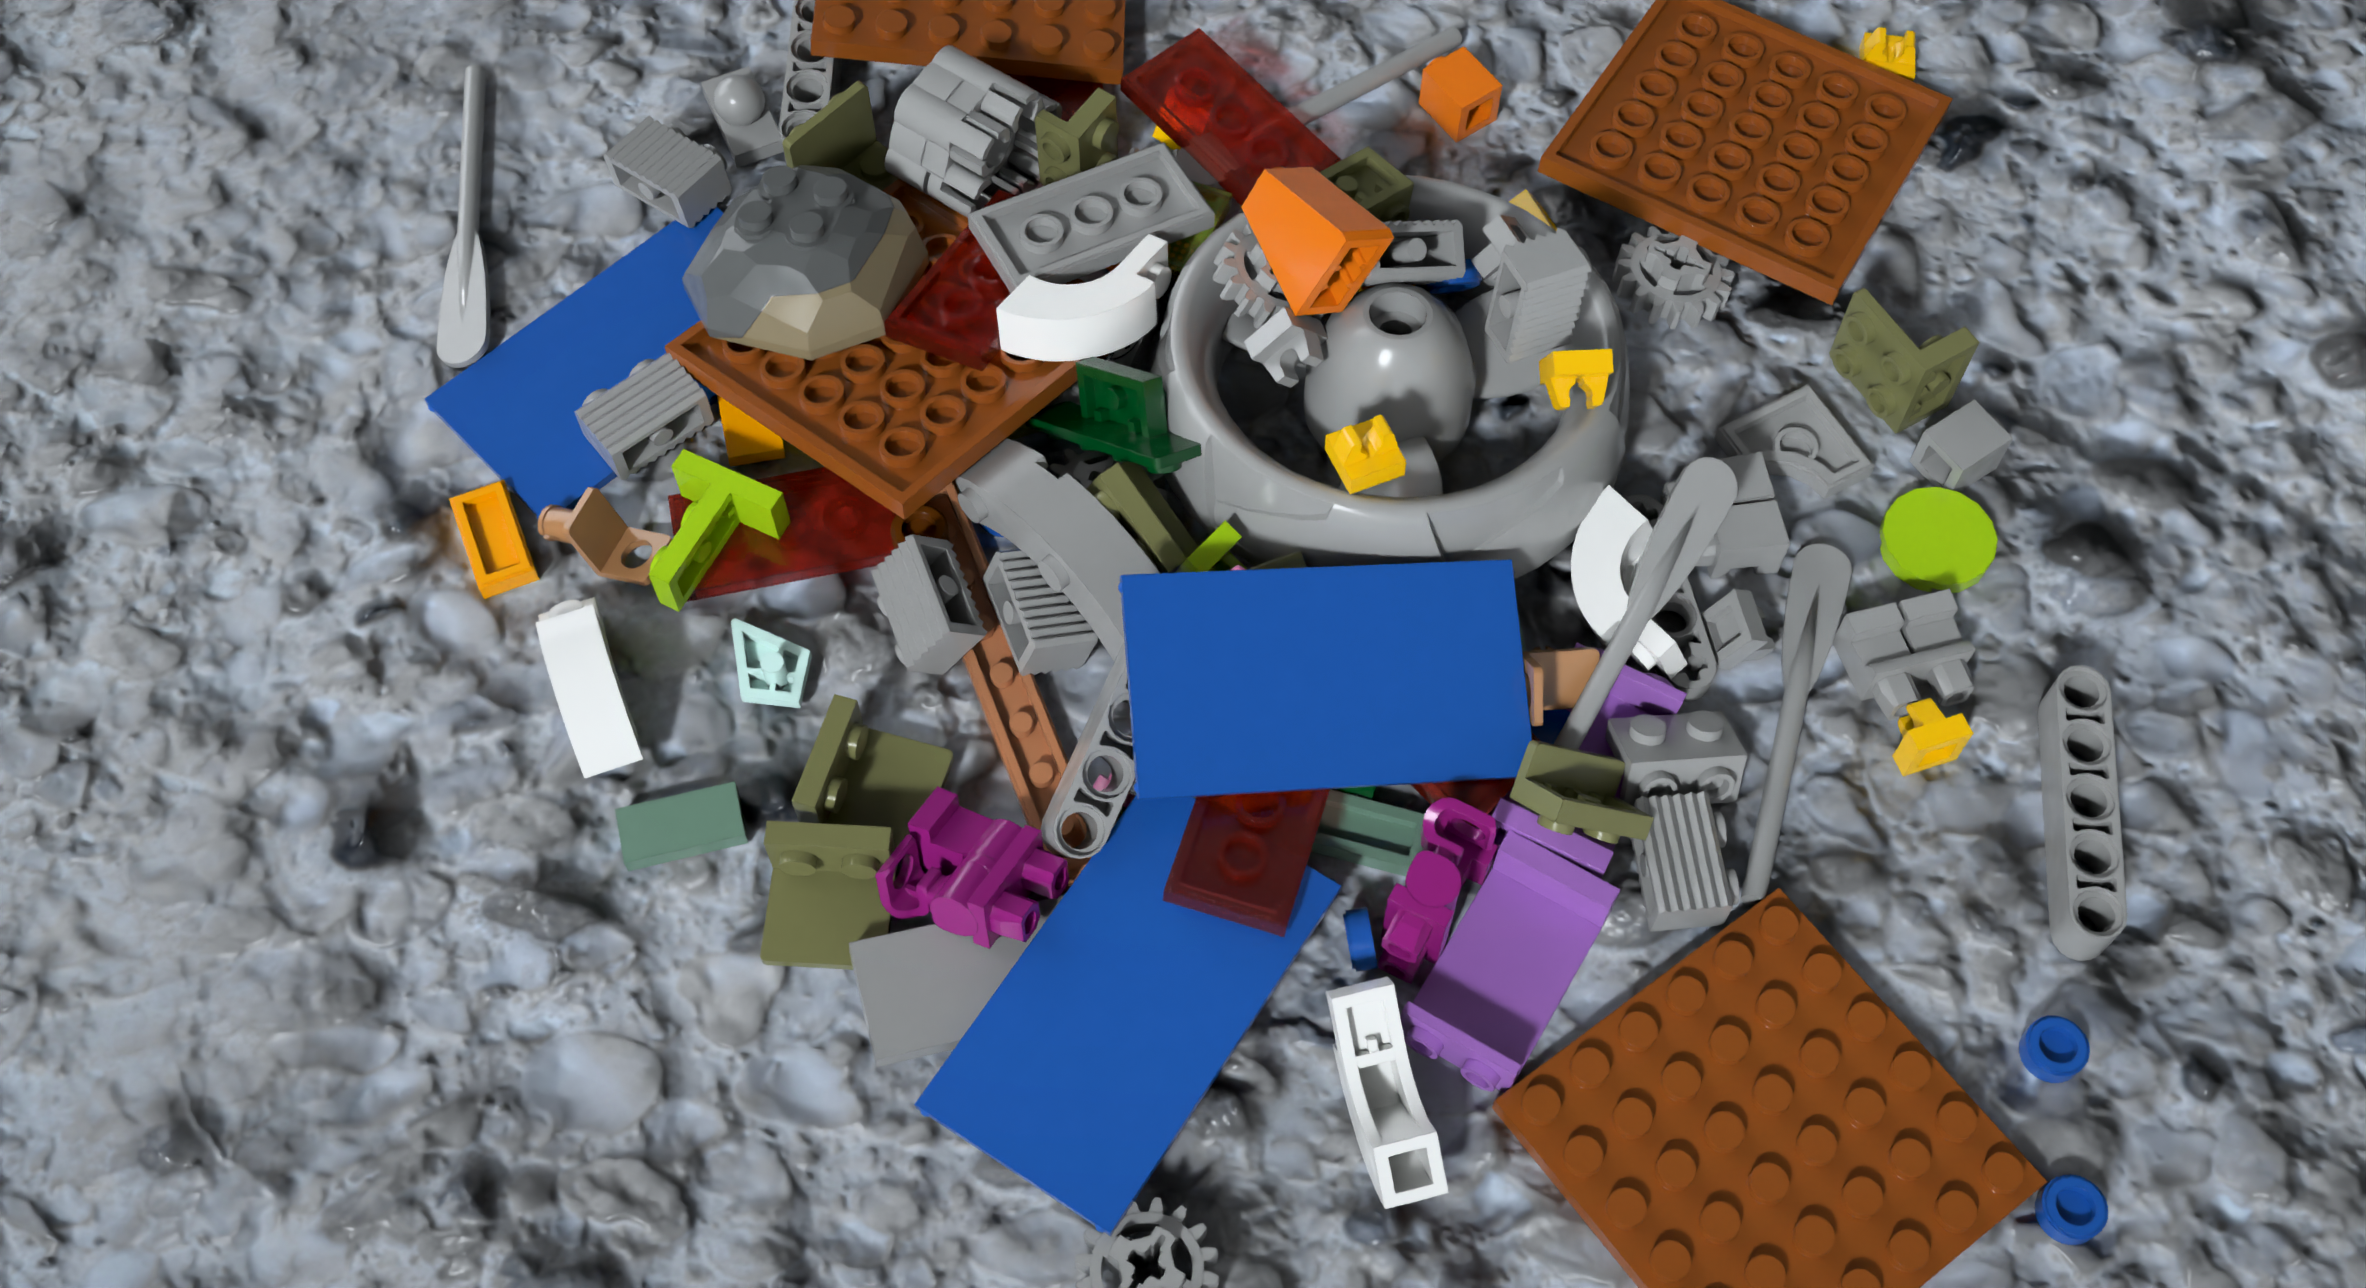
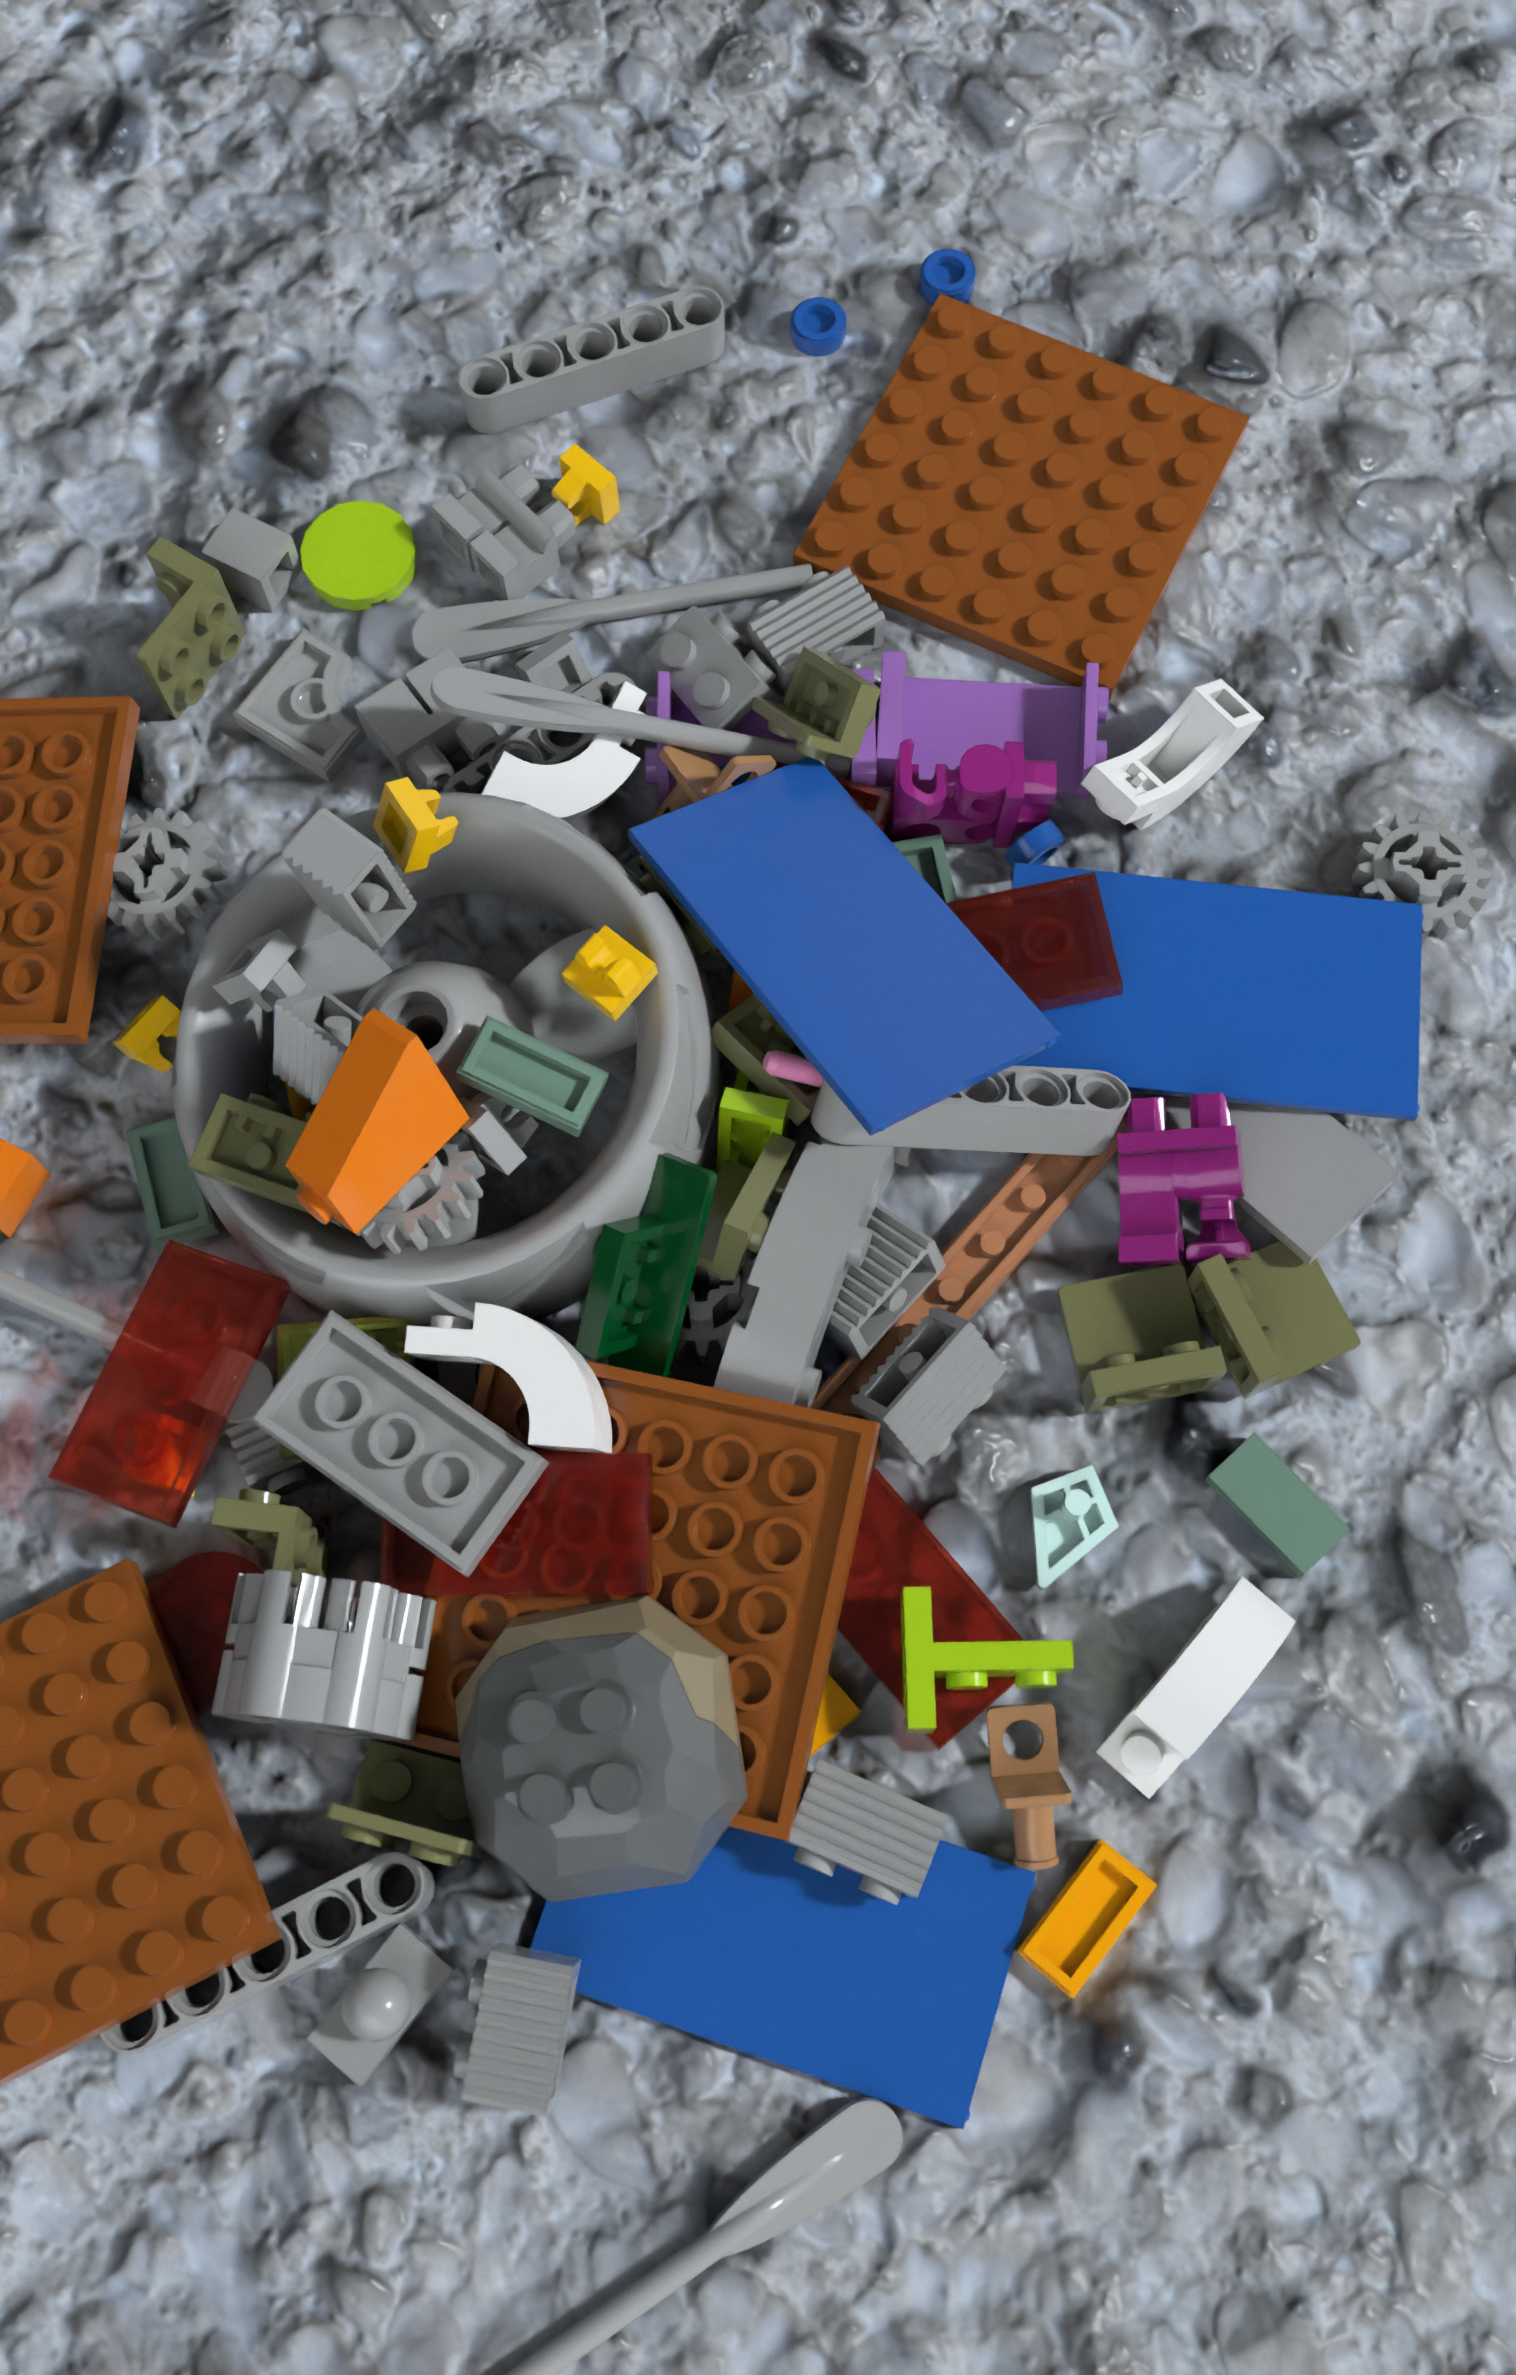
camera: 115 degrees left, 10 degrees up
(1306, 369) = (532, 1076): none -> sand green tile

